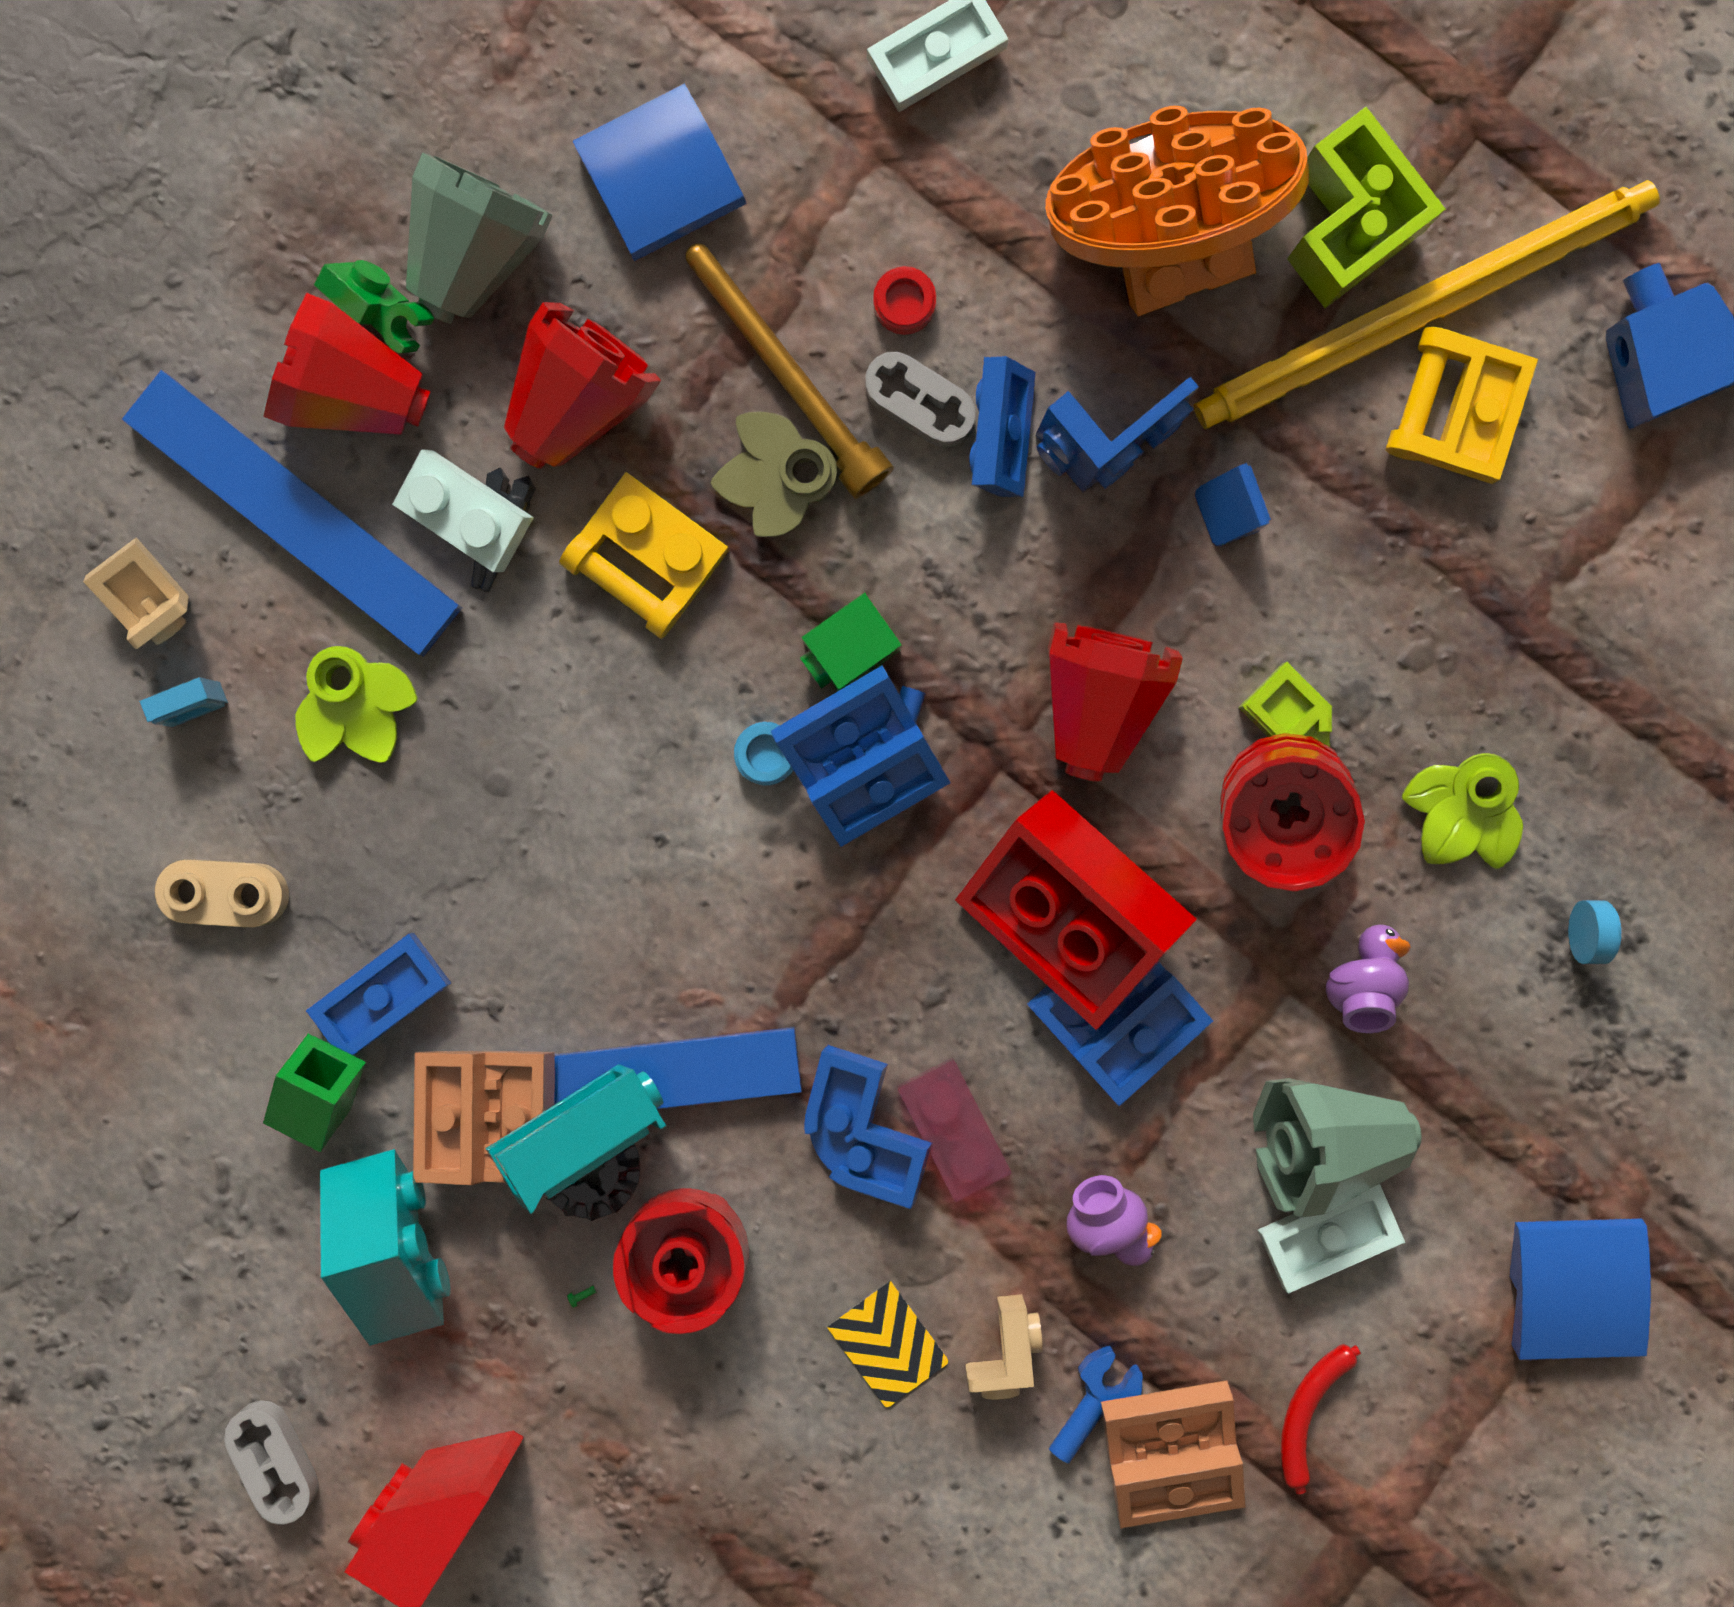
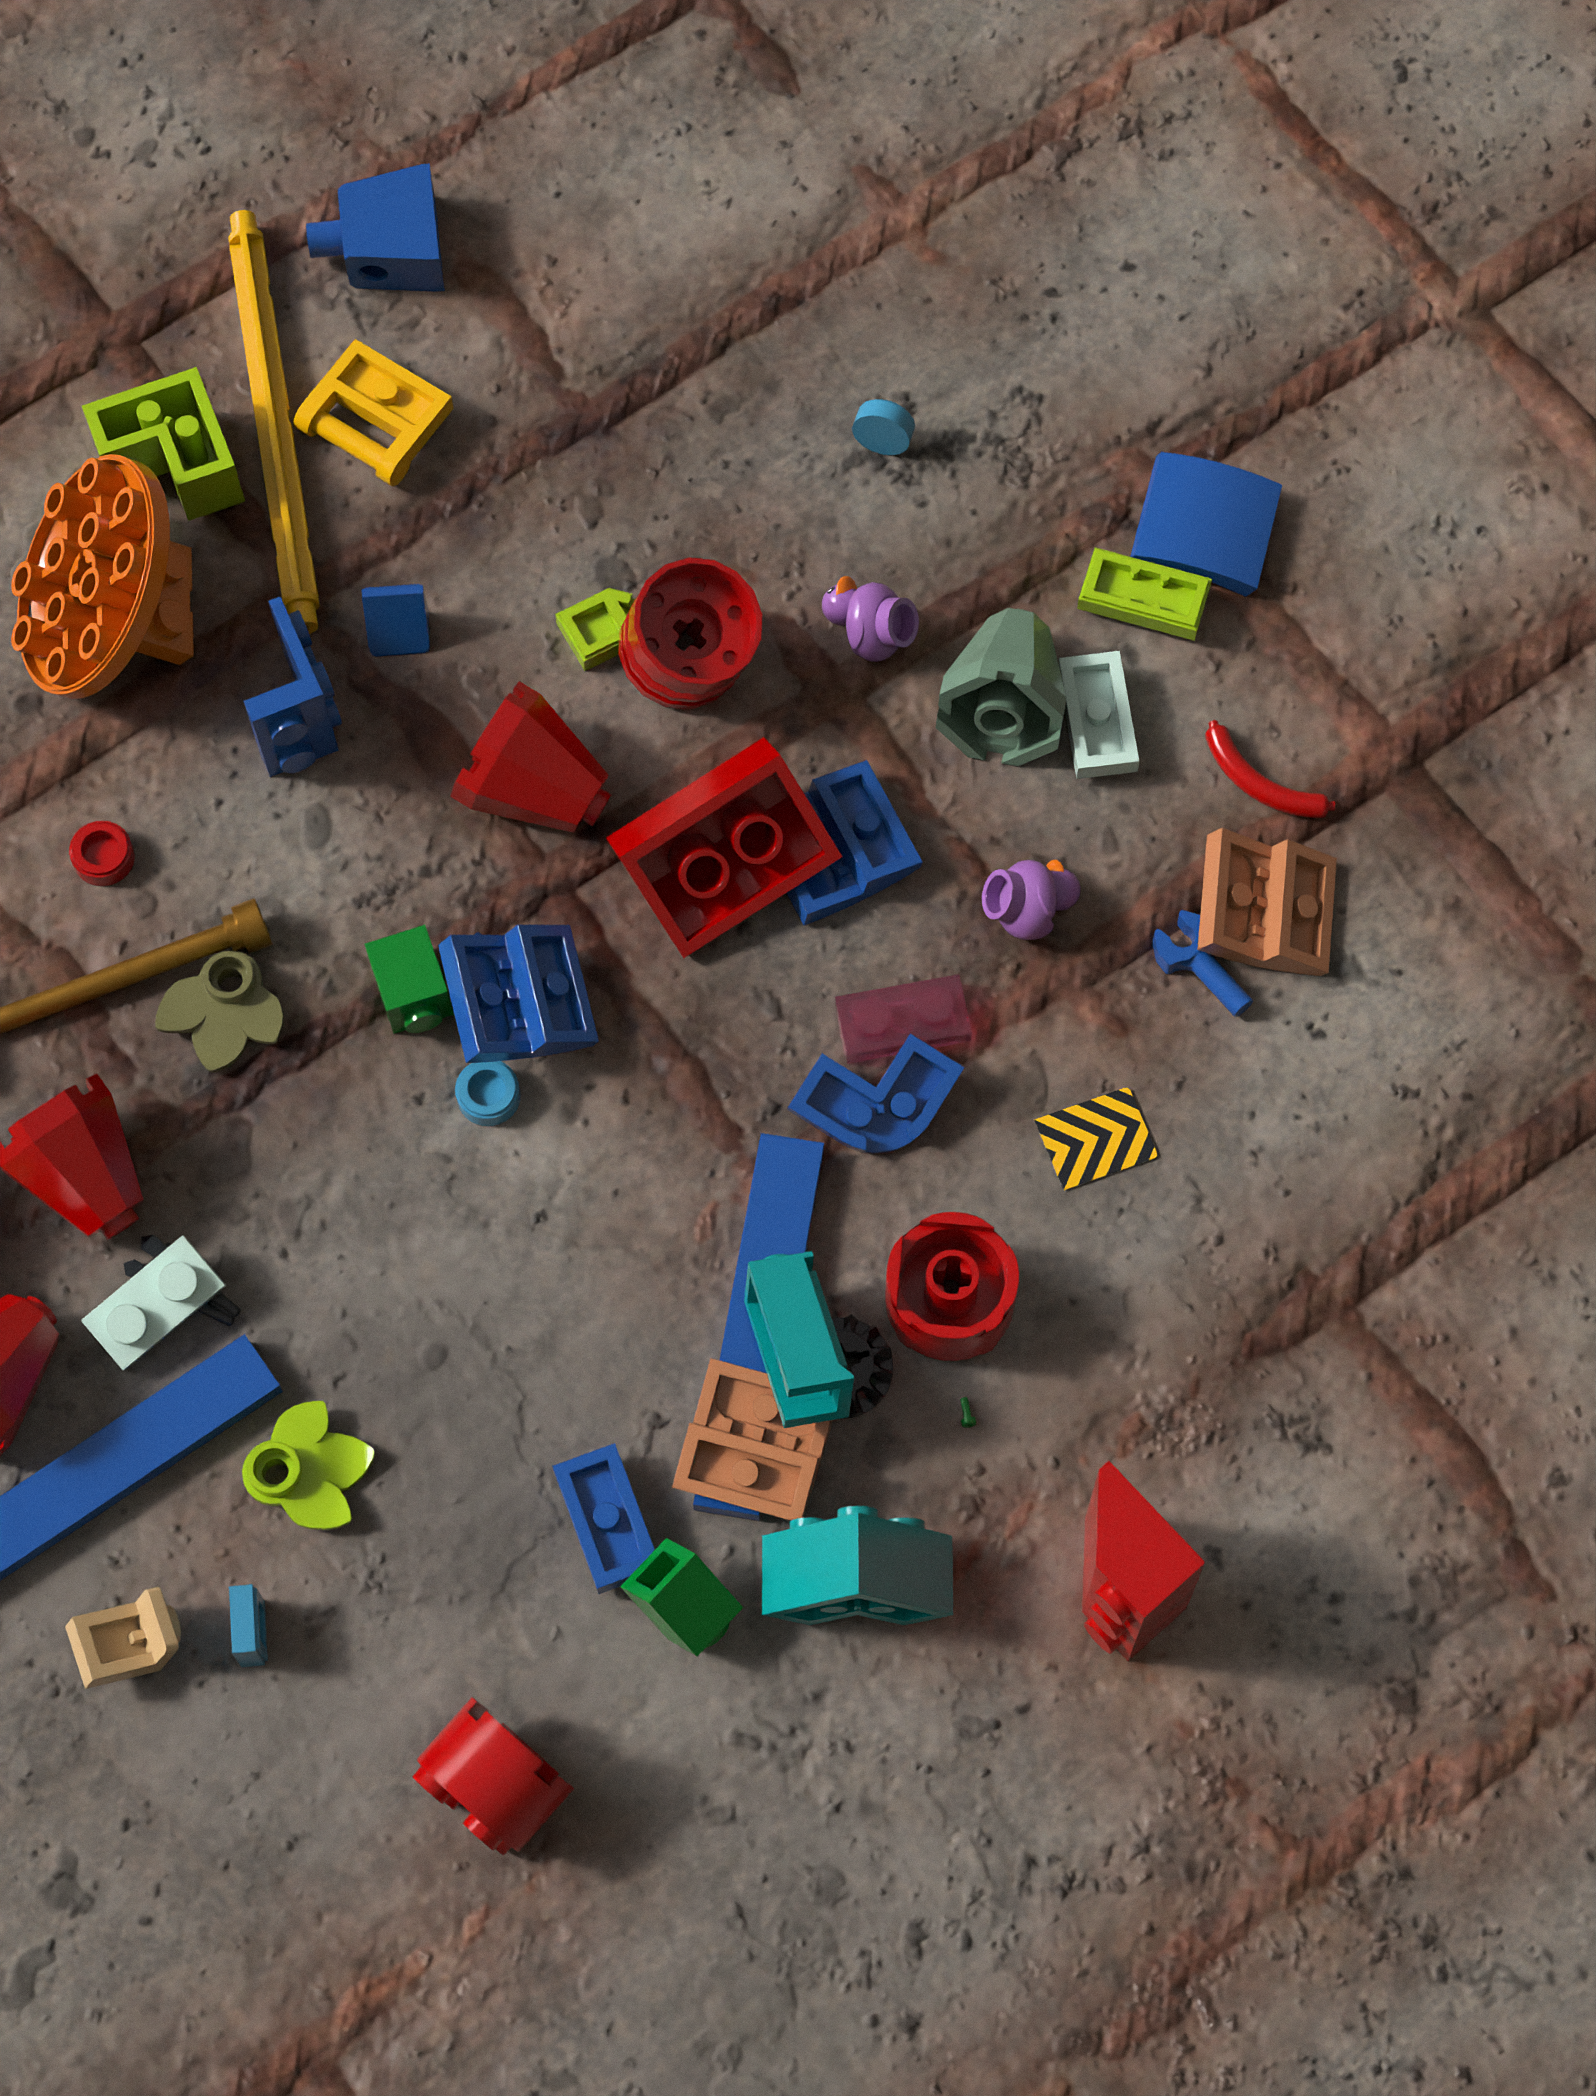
camera: 70 degrees left, 20 degrees down
(94, 973) = (493, 1777): none -> red brick
(219, 892) = (452, 1650): tan plate -> none
(258, 1469) = (1046, 1747): light grey beam -> none
(655, 537) = (246, 1135): yellow plate -> none
(928, 387) = (200, 863): light grey beam -> none
(1003, 427) = (230, 786): blue plate -> none
(1019, 1338) = (1123, 1011): tan bracket -> none
(1461, 819) = (745, 510): lime plate -> none
(1480, 1247) = (1144, 593): none -> lime plate

